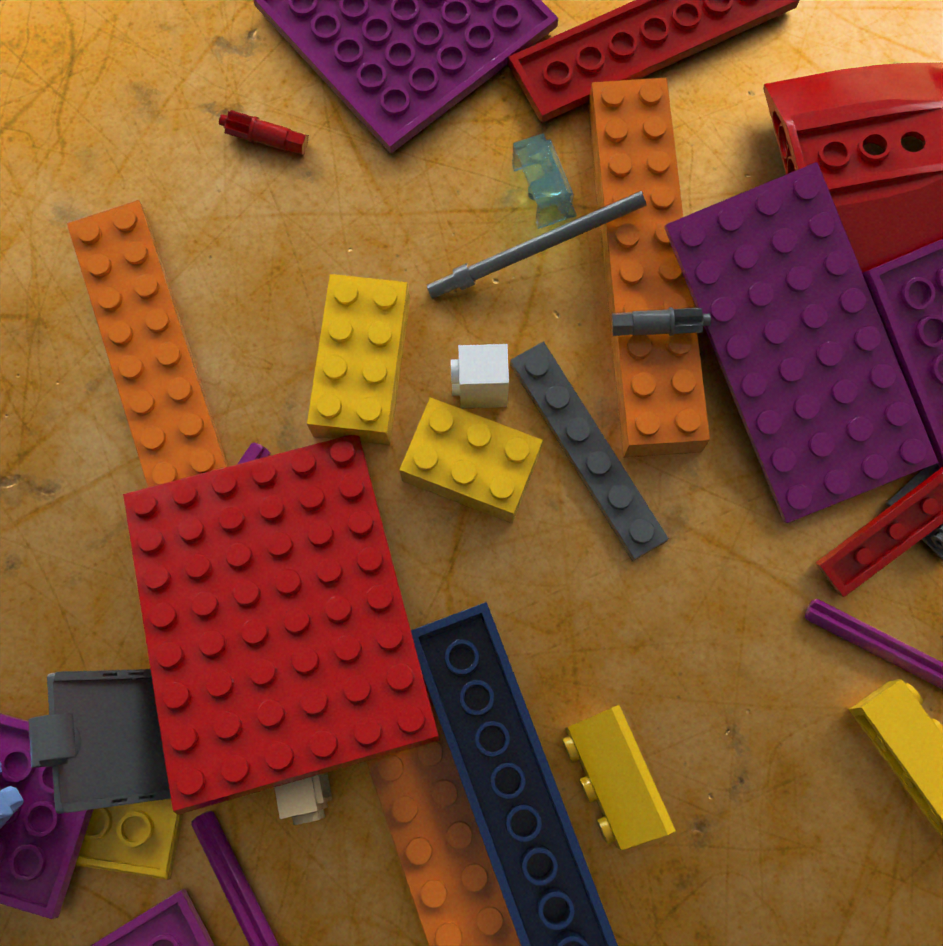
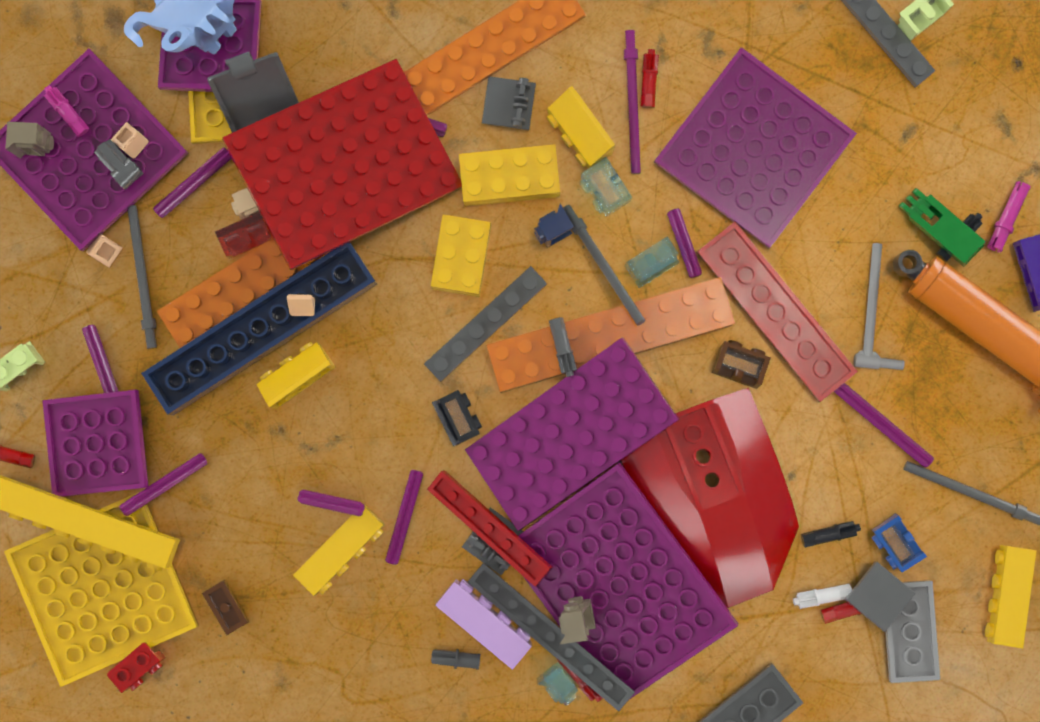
camera: 75 degrees right, 10 degrees up
(222, 151) = (630, 57): none -> magenta bar
(243, 340) = (509, 102): none -> dark grey hinge
(314, 233) = (580, 128): none -> yellow slope
(354, 816) = (243, 235): none -> clear red window
(413, 223) = (605, 187): none -> clear light blue window
(459, 303) = (553, 227): none -> dark blue window
(481, 376) = (511, 249): white brick -> none
(504, 137) = (684, 243): none -> magenta axle
(504, 735) = (301, 305): none -> light nougat slope
(725, 90) = (741, 364): none -> reddish brown window
(734, 522) = (456, 417): none -> black window
(848, 762) = (331, 502): none -> magenta axle

